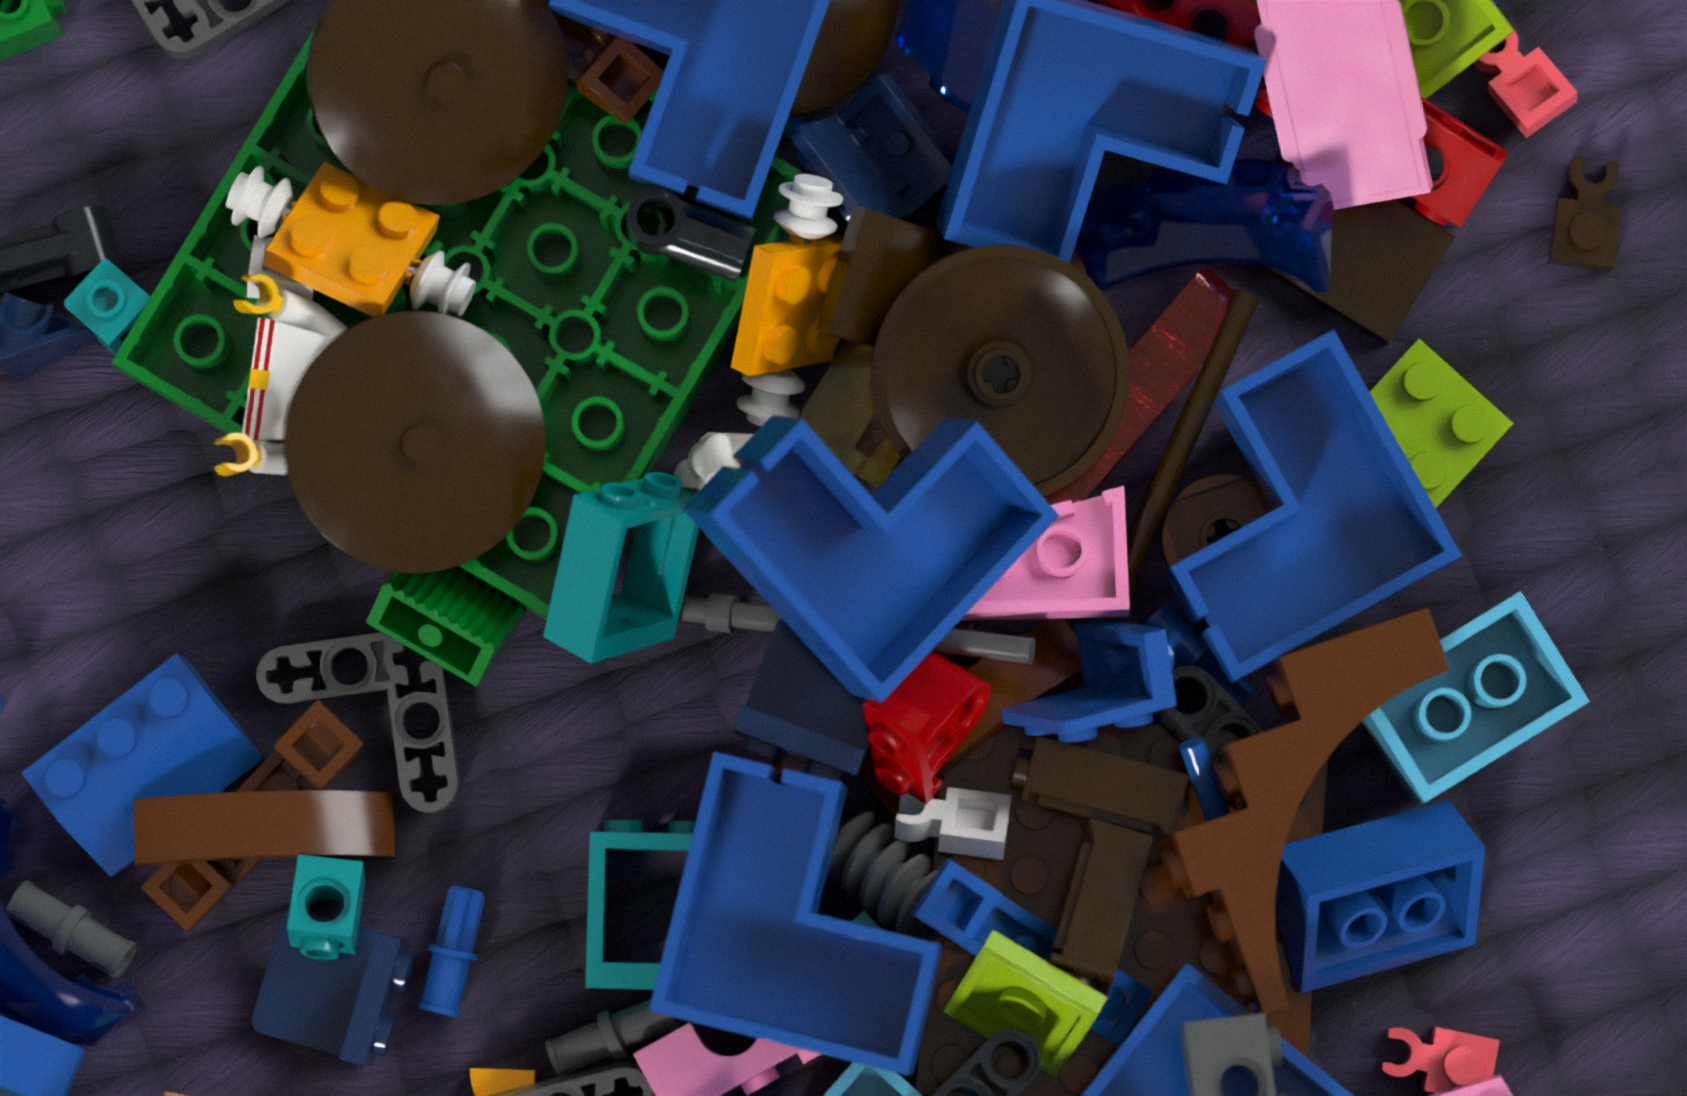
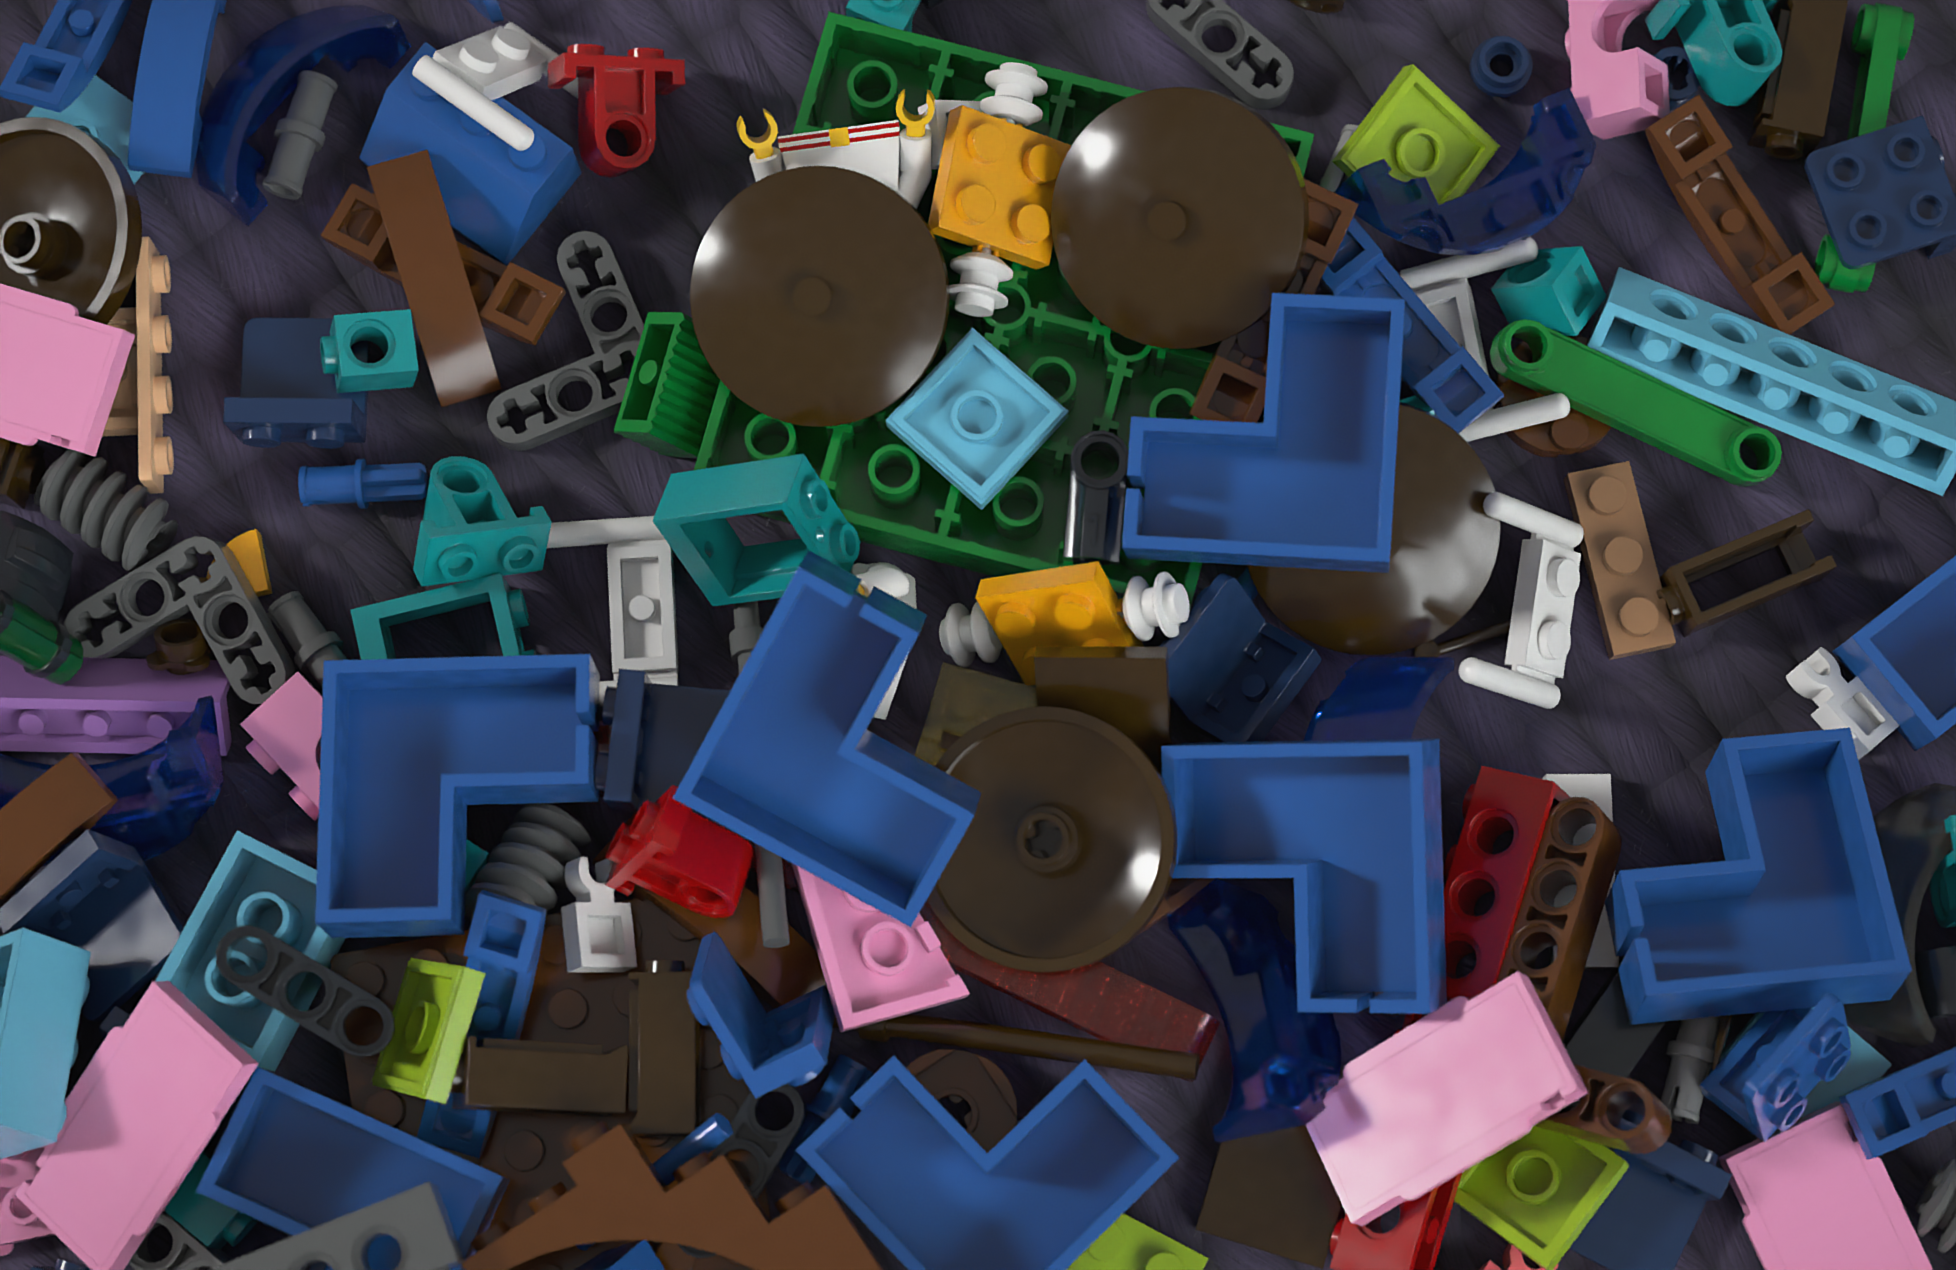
camera: 75 degrees right, 5 degrees down
(66, 712) = (488, 68): none -> white plate
(131, 599) = (616, 95): none -> red pin
(535, 846) = (473, 529): none -> teal pin
(574, 326) = (977, 418): none -> medium azure plate
(642, 707) = (639, 593): none -> white plate

